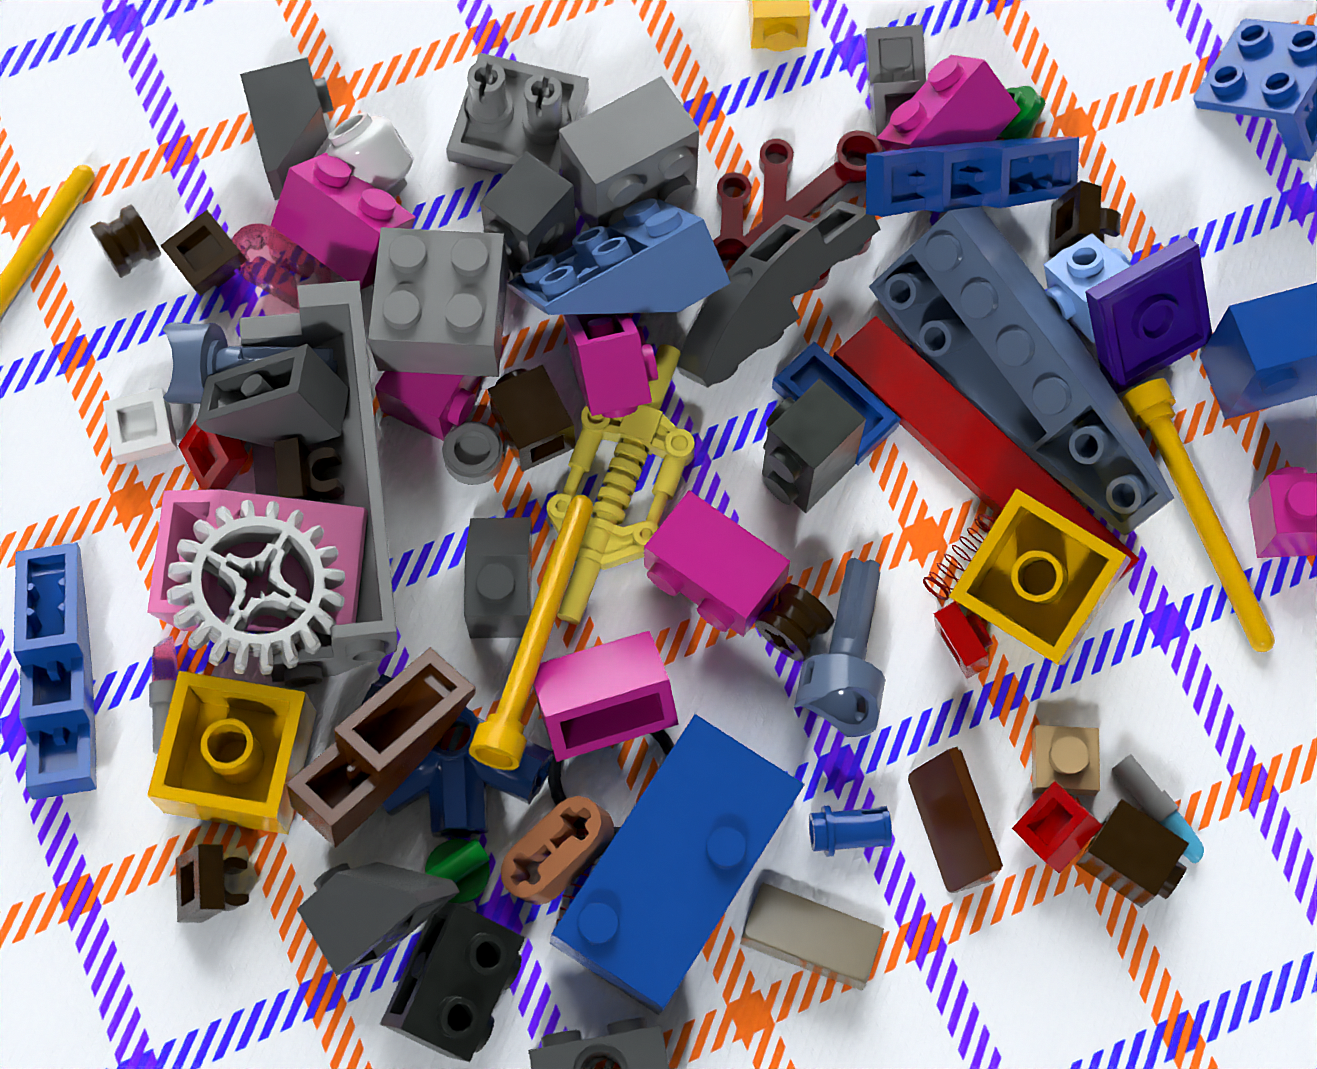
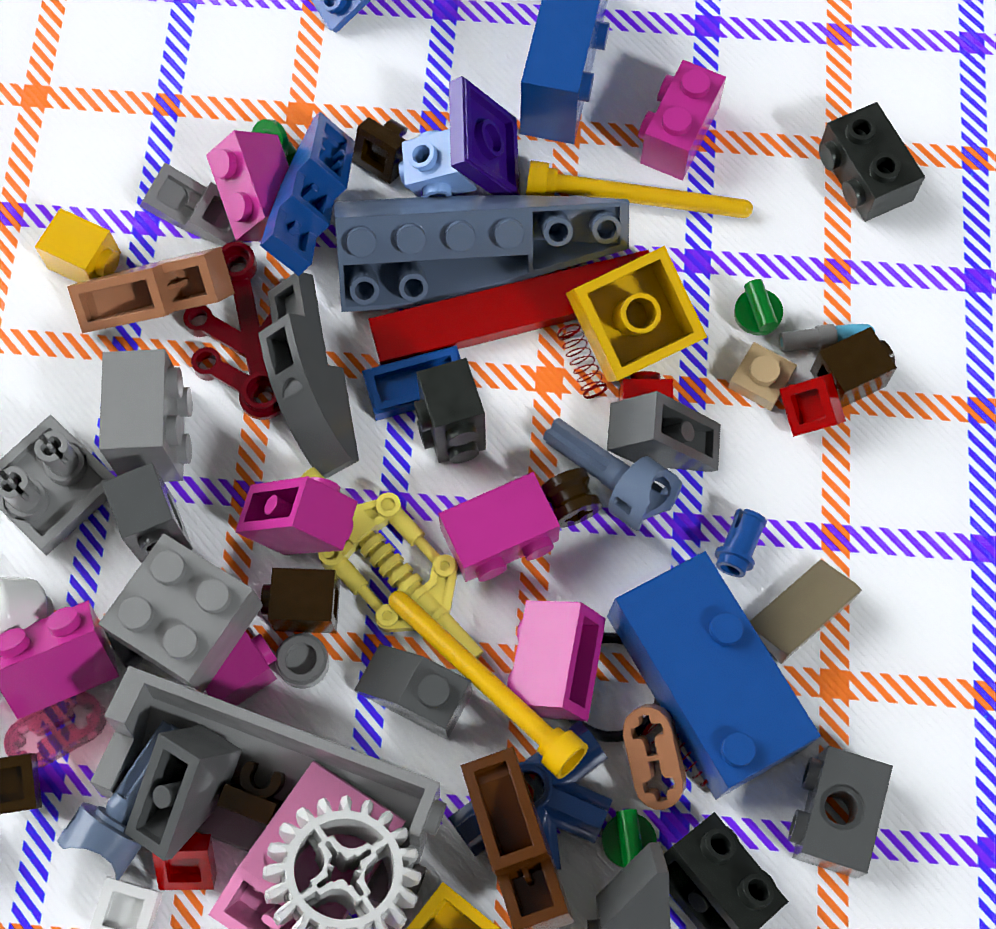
camera: 60 degrees left, 0 degrees up
(641, 264) = (234, 463): medium blue slope -> none
(776, 94) = (151, 290): none -> nougat slope
(925, 683) = (665, 432): none -> dark grey slope
(955, 821) = (772, 469): reddish brown slope -> none
(1143, 715) = (758, 309): none -> green plate

